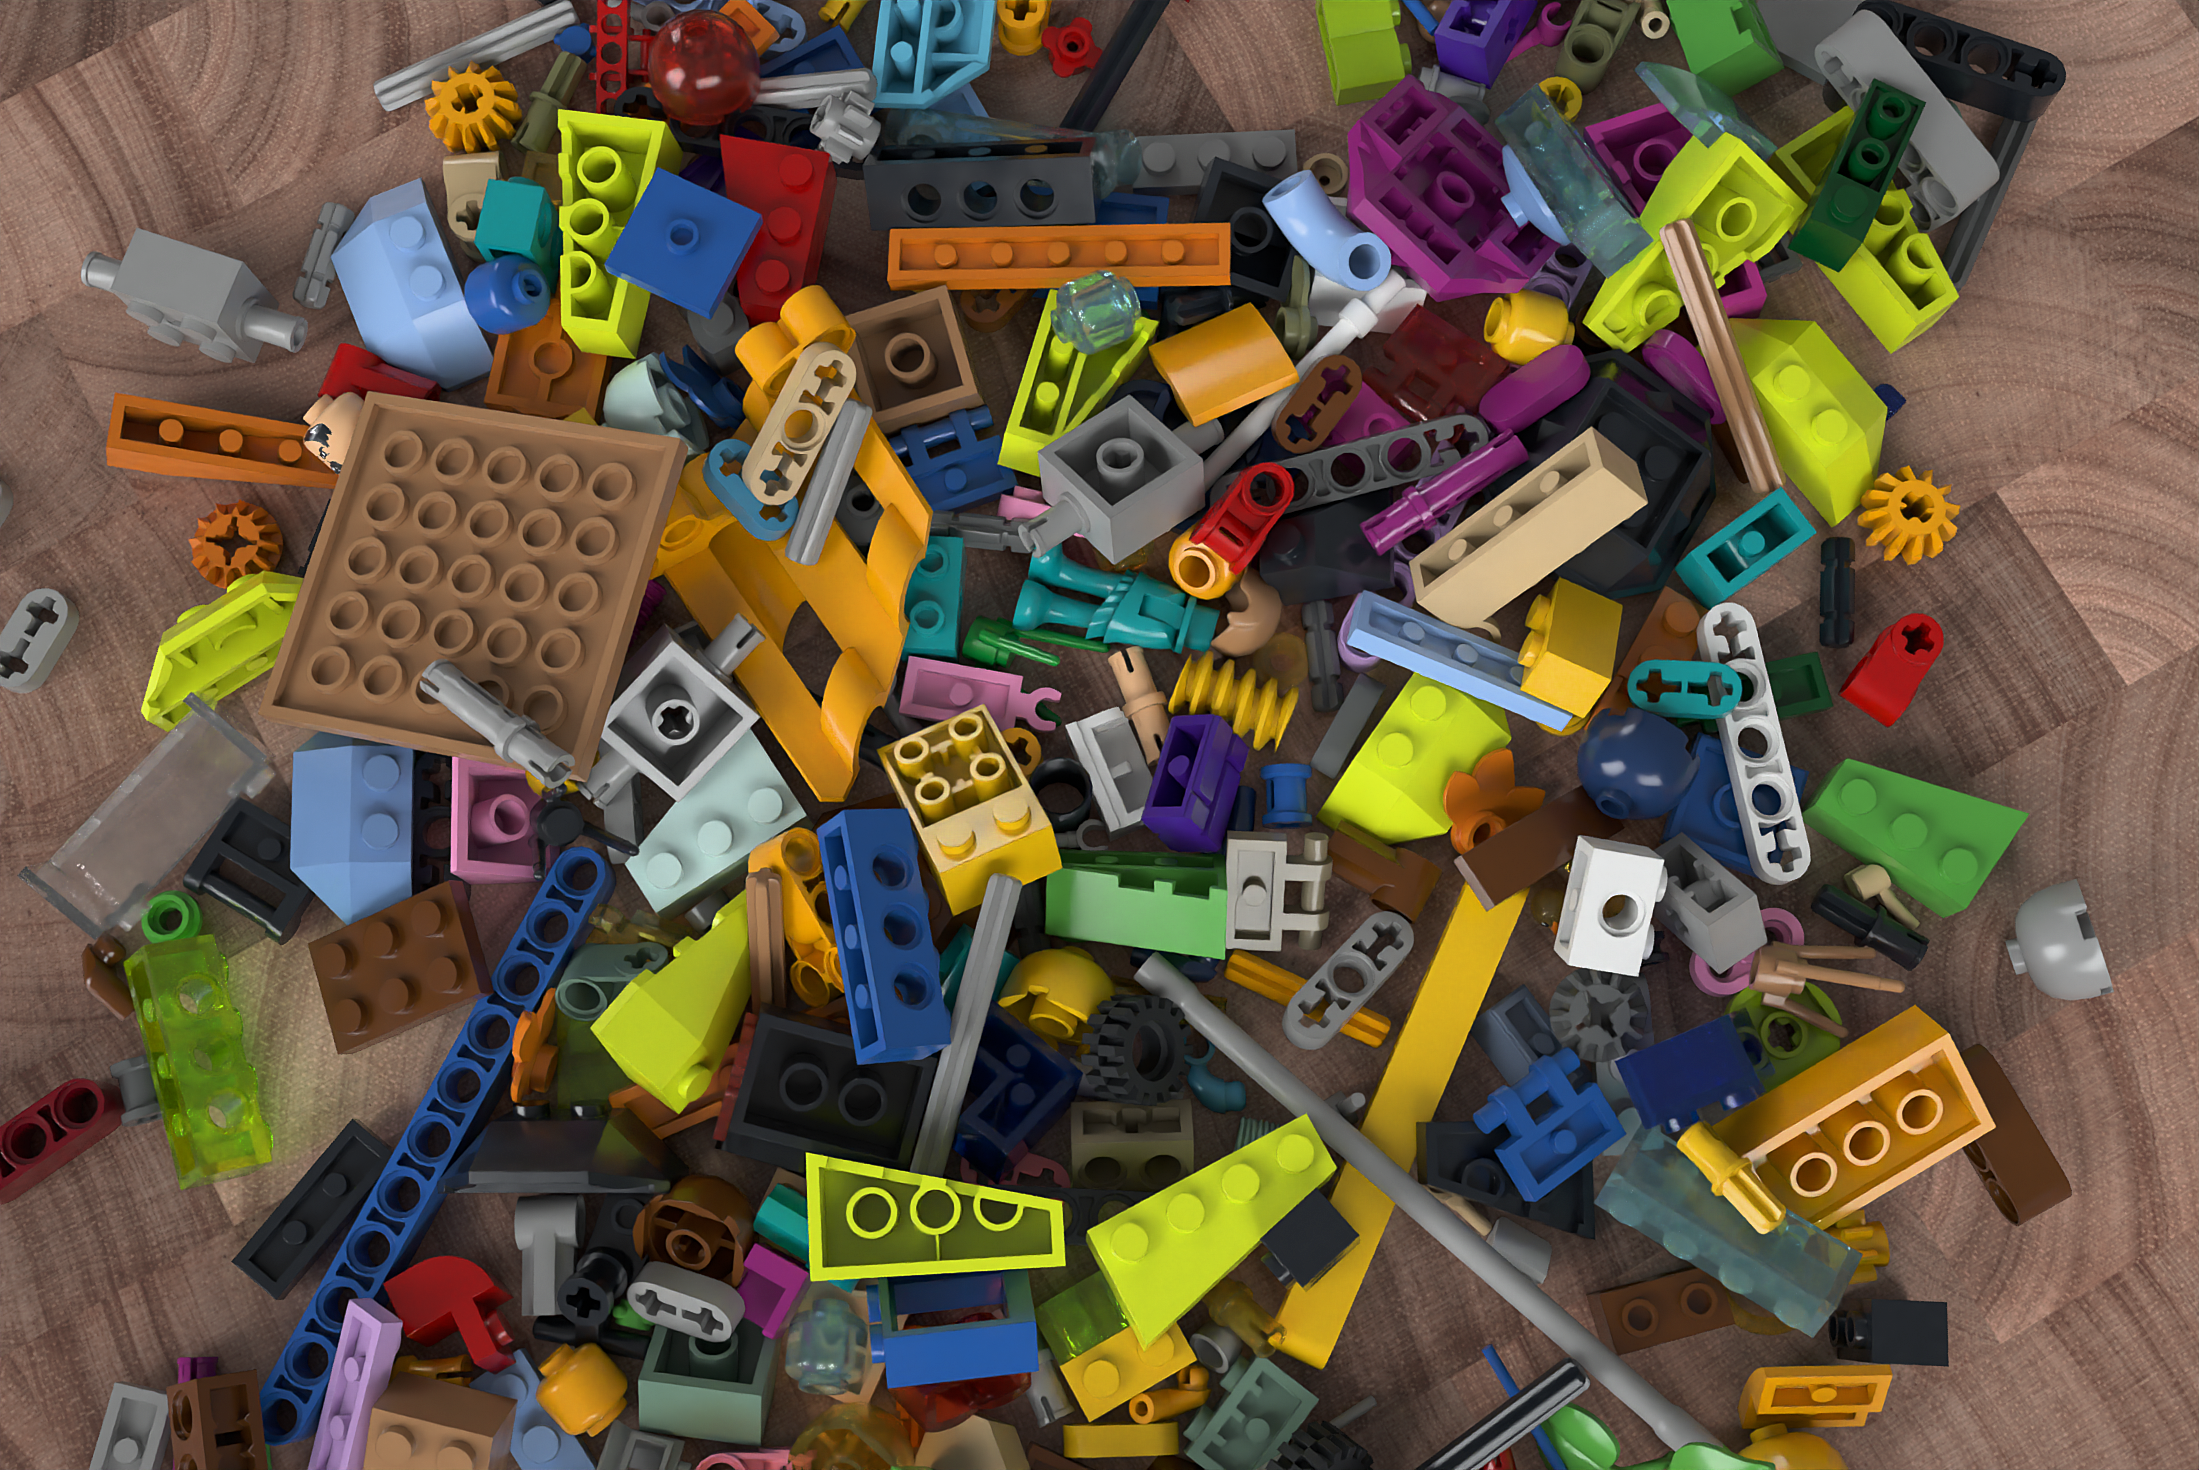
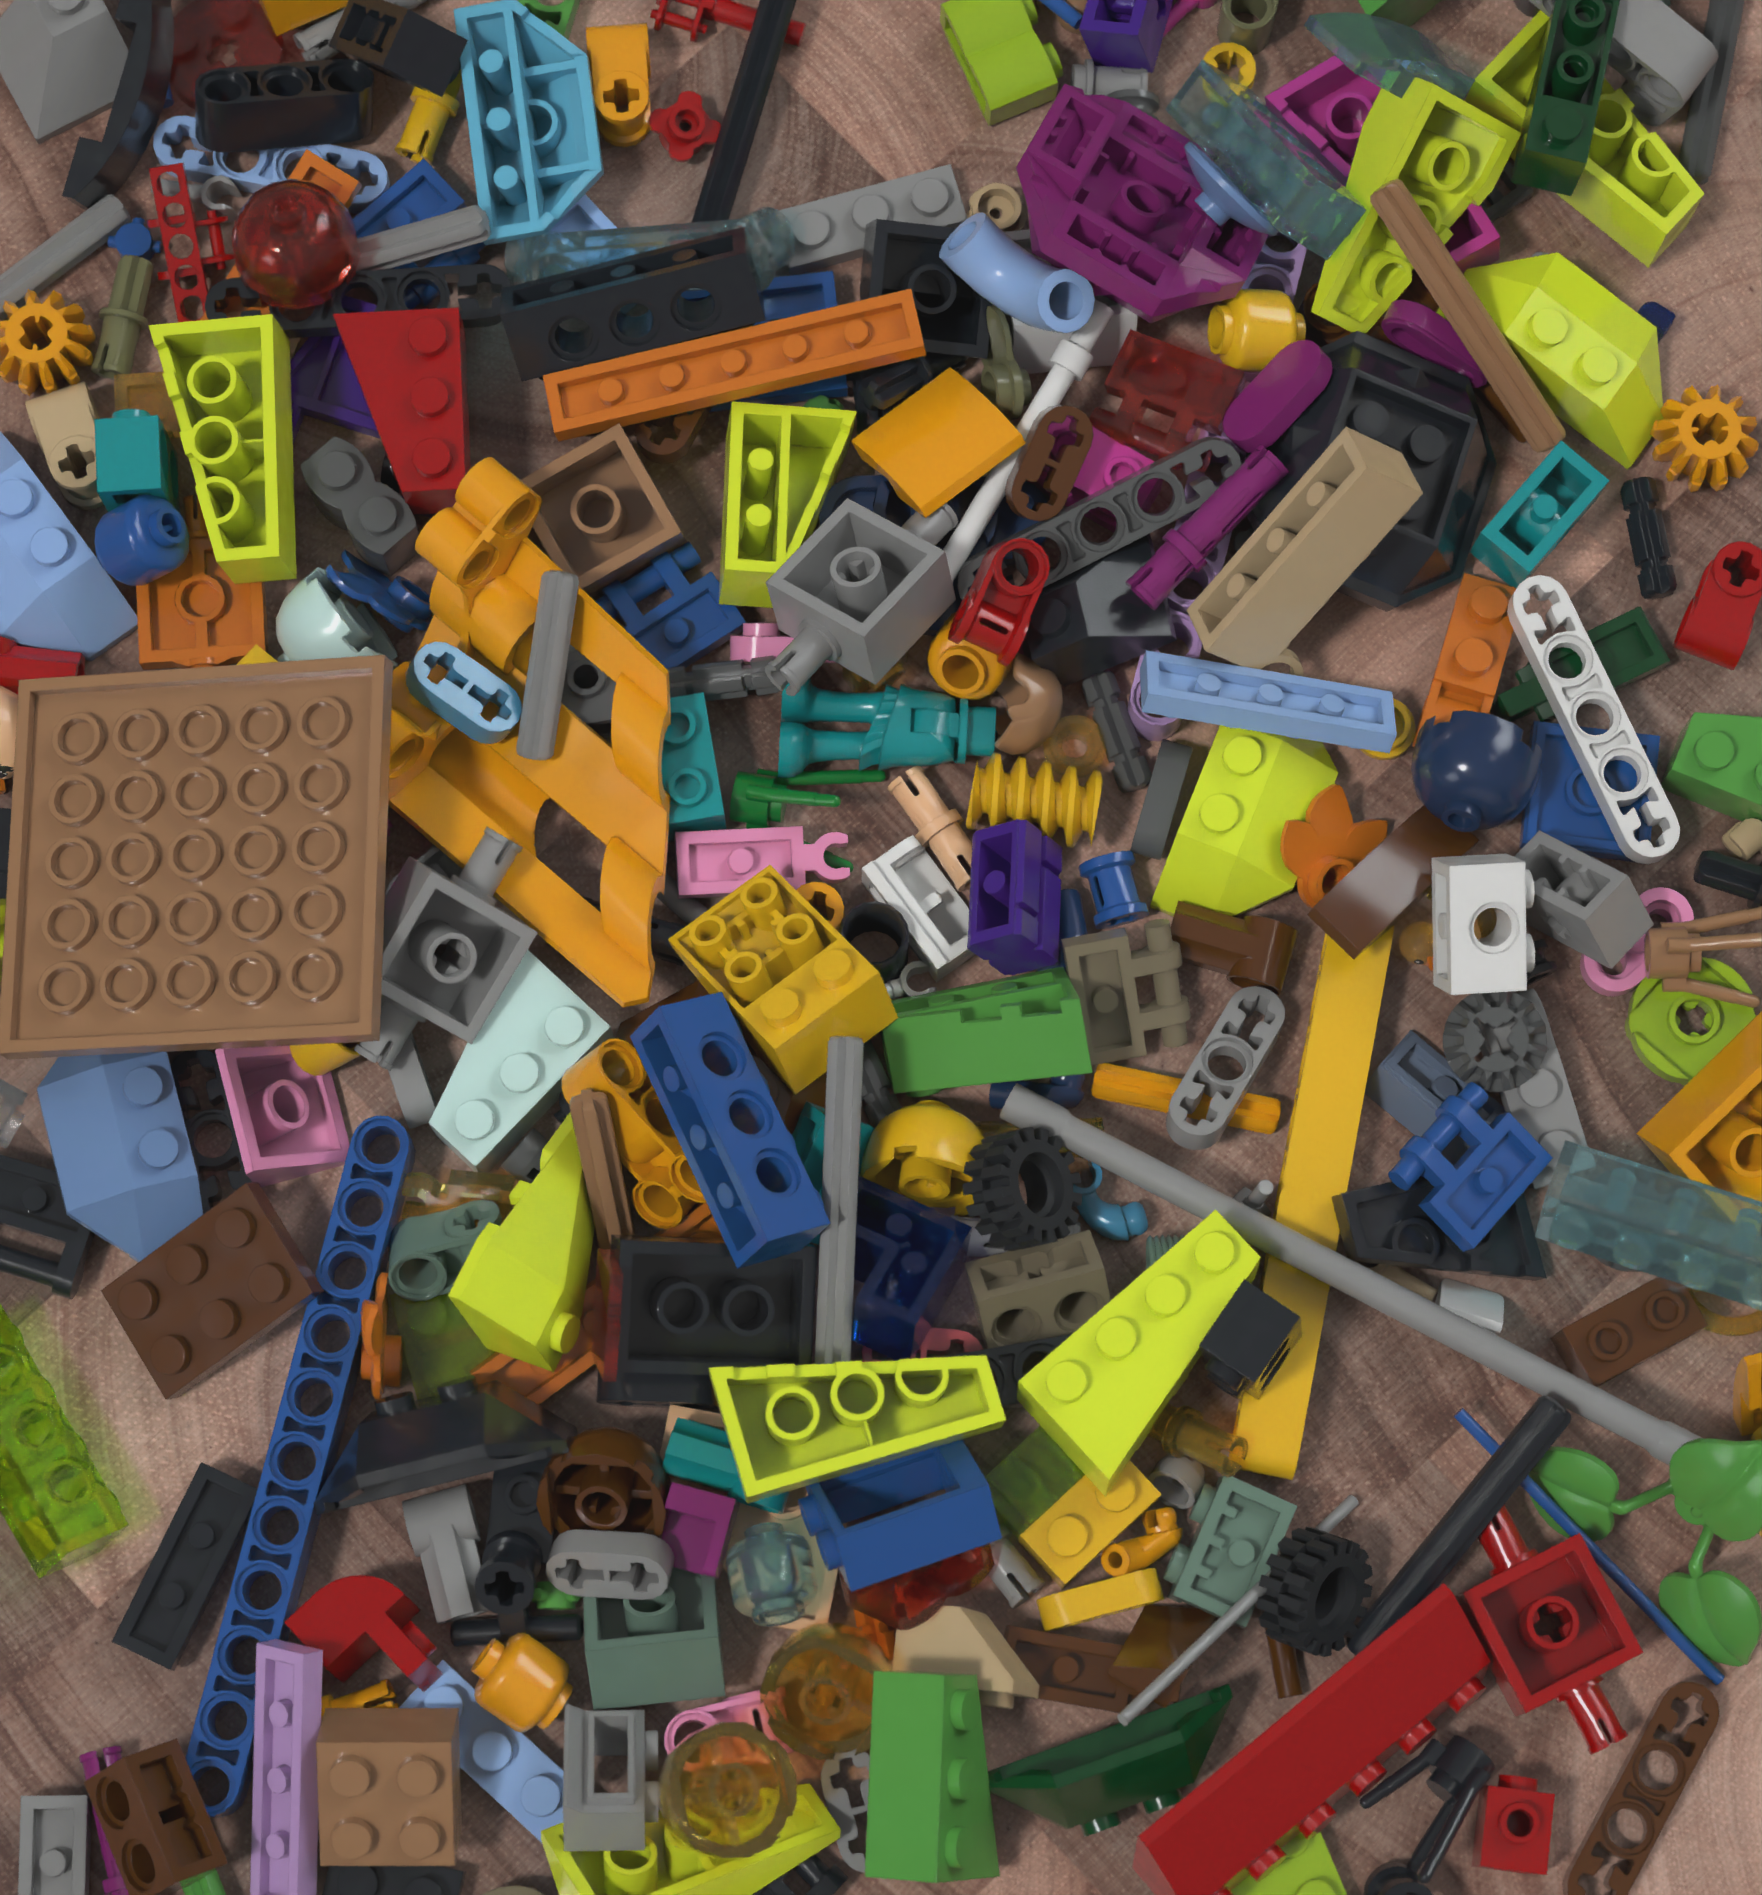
camera: 15 degrees left, 0 degrees up
(512, 736) = (293, 1008): light grey pin -> none
(559, 824) = (345, 1097): black plant -> none
(684, 243) = (329, 442): blue plate -> none
(832, 392) = (491, 586): tan beam -> none
(845, 126) = (468, 275): light grey gear -> none
(1095, 311) = (790, 417): clear light blue head -> none
(1570, 647) = (1377, 661): yellow brick -> none
(1684, 675) = (1505, 663): teal beam -> none
(1695, 1069) = (1606, 1070): clear blue brick -> none
(1732, 1177) = (1668, 1172): yellow axle -> none

